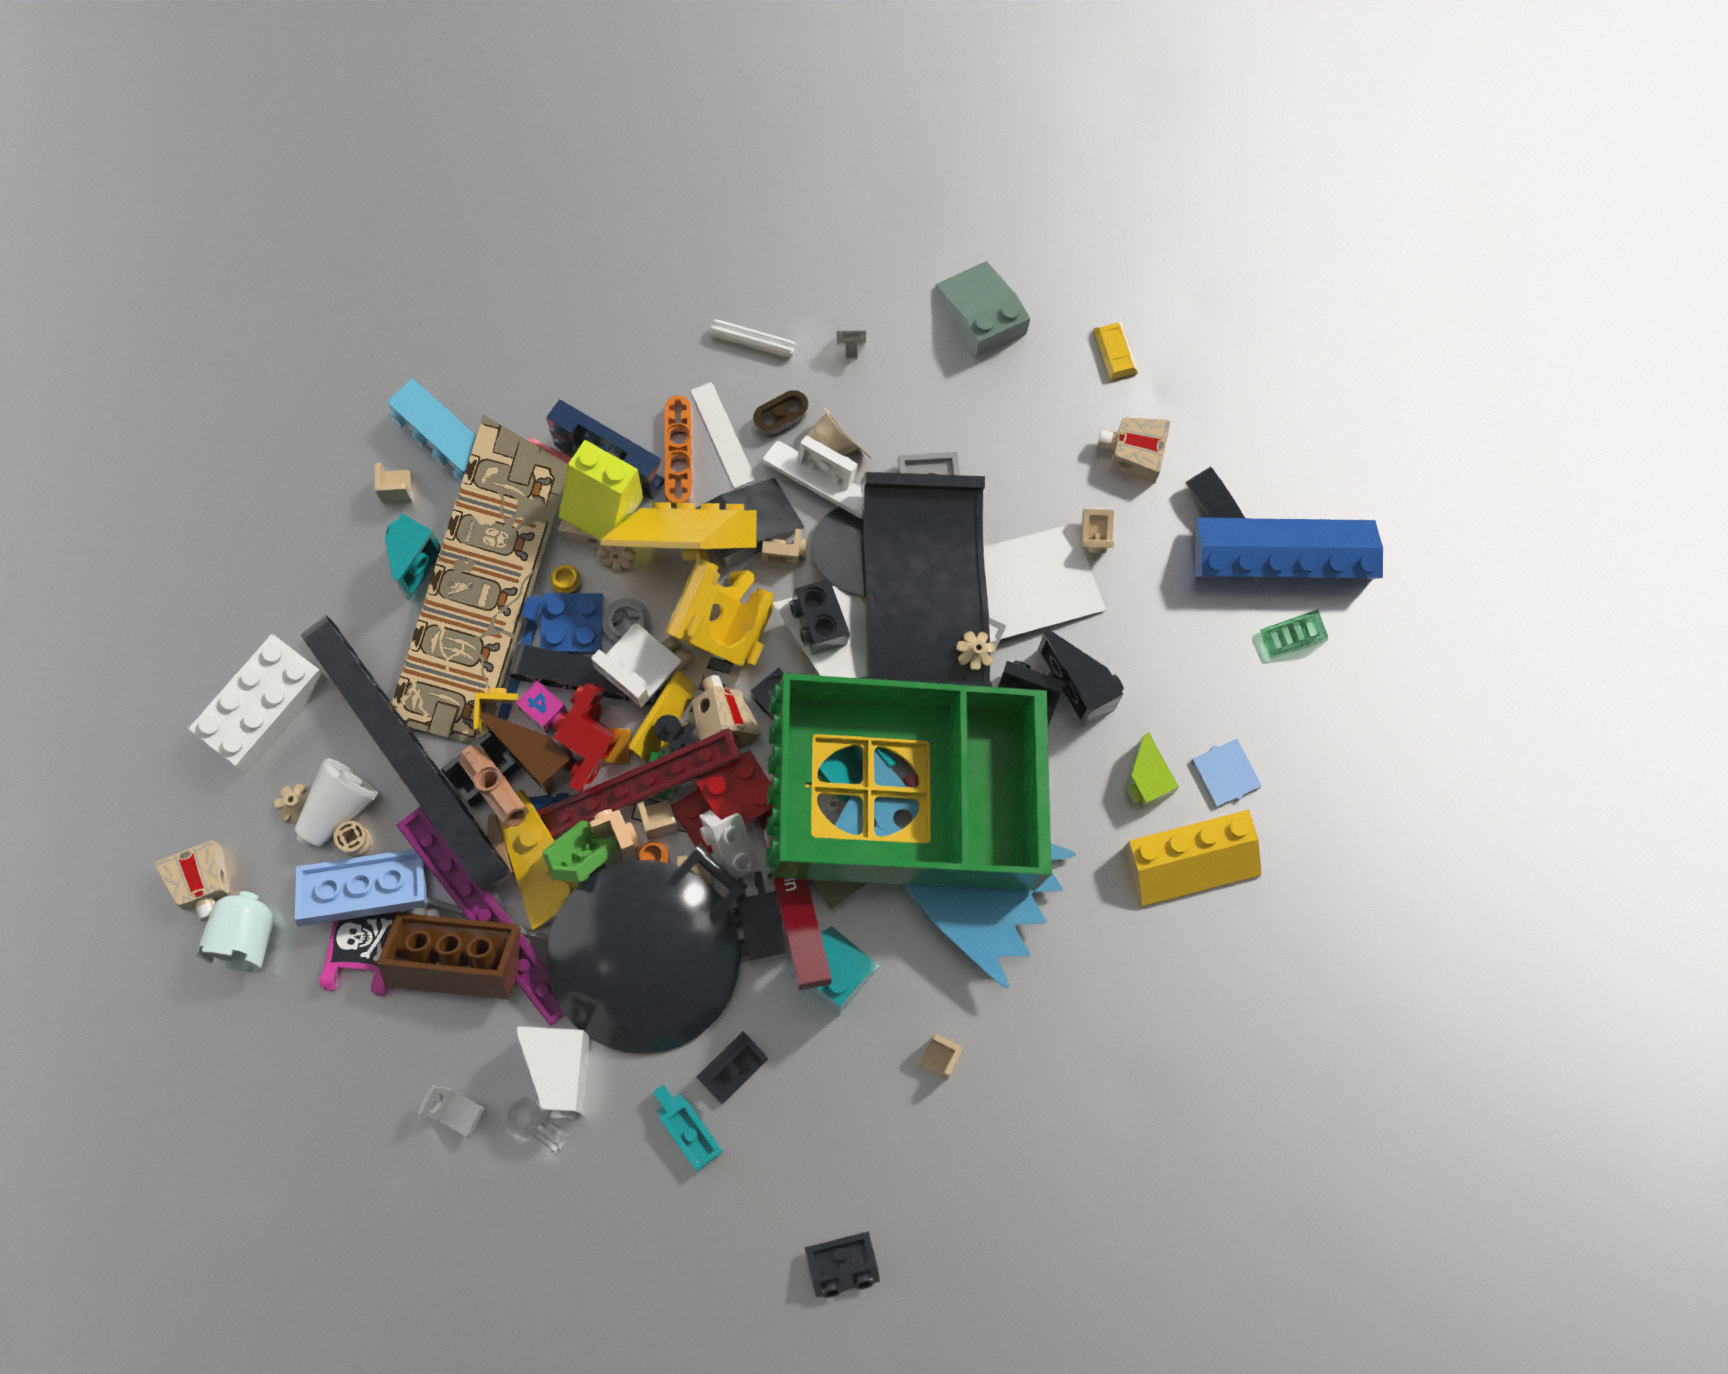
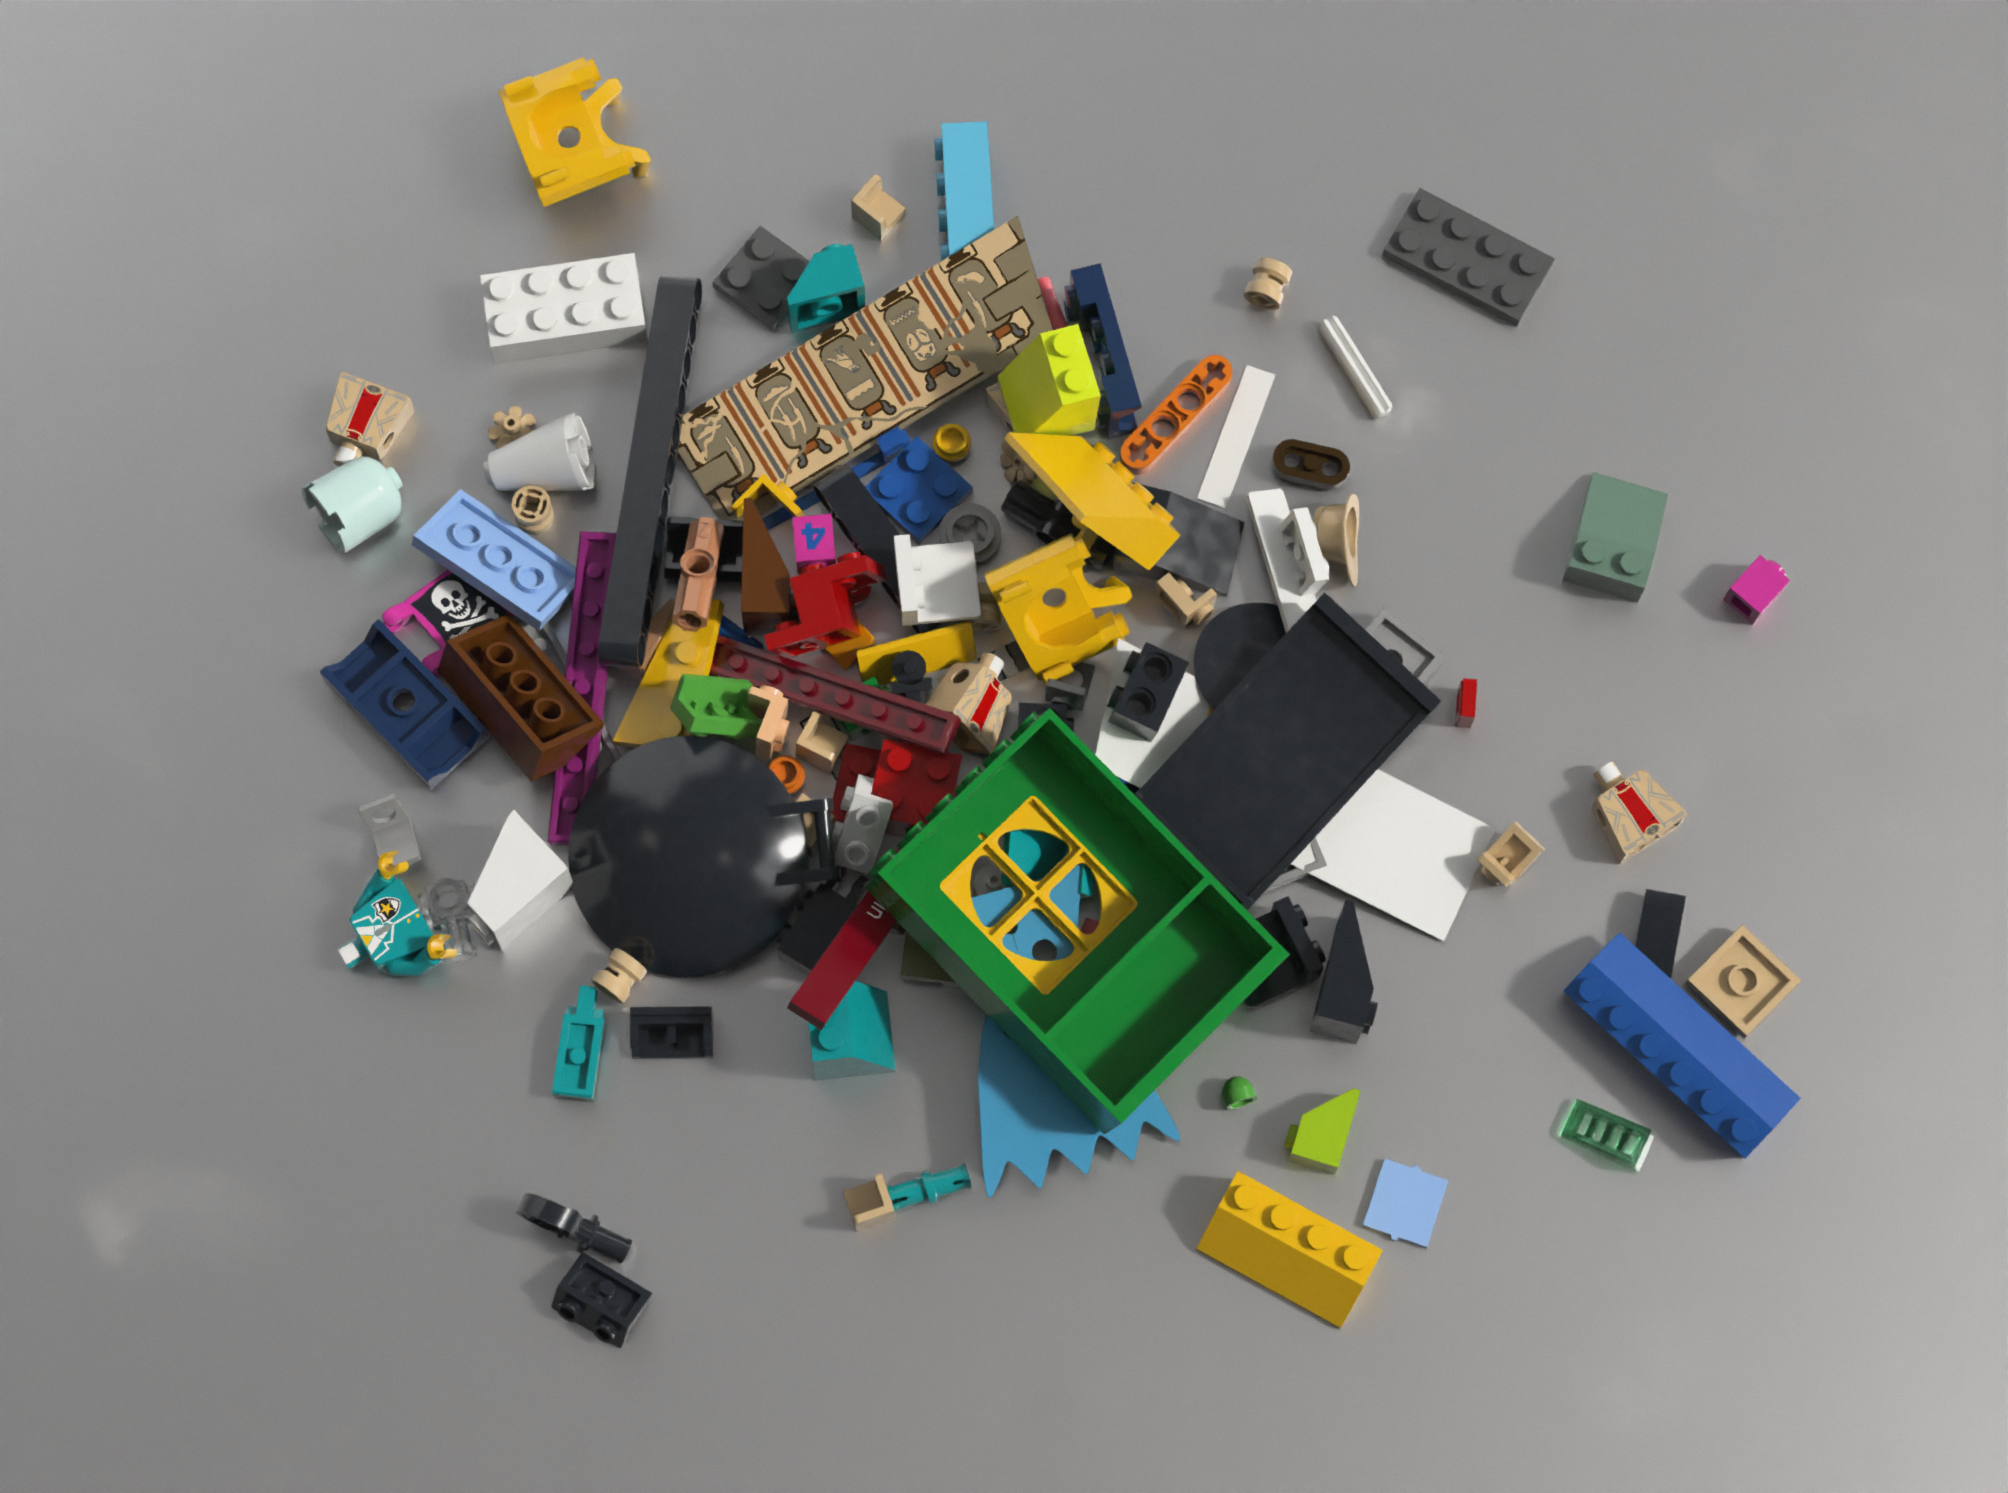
camera: 45 degrees right, 0 degrees up
(135, 591) = (552, 102): none -> yellow piece
(363, 581) = (762, 277): none -> dark grey plate
(418, 1029) = (430, 735): none -> dark blue piece
(505, 1165) = (392, 927): none -> teal torso
(660, 333) = (1268, 282): none -> tan wheel
(667, 572) = (1050, 520): none -> black piece
(672, 1057) = (619, 976): none -> tan wheel
(755, 225) = (1468, 256): none -> dark grey plate
(772, 661) = (1068, 694): none -> dark grey bracket
(782, 1239) = (570, 1225): none -> black pin
(850, 340) = (1447, 455): clear smoke tile -> none
(965, 1013) = (929, 1186): none -> teal pin
(971, 654) = (1263, 867): tan plant -> none
(993, 468) = (1466, 703): none -> red tile
(1080, 797) = (1238, 1093): none -> bright green hinge
(1084, 269) = (1757, 589): none -> dark pink brick
(1115, 351) = (1710, 698): yellow tile -> none
(1282, 485) = (1743, 981): none -> tan plate

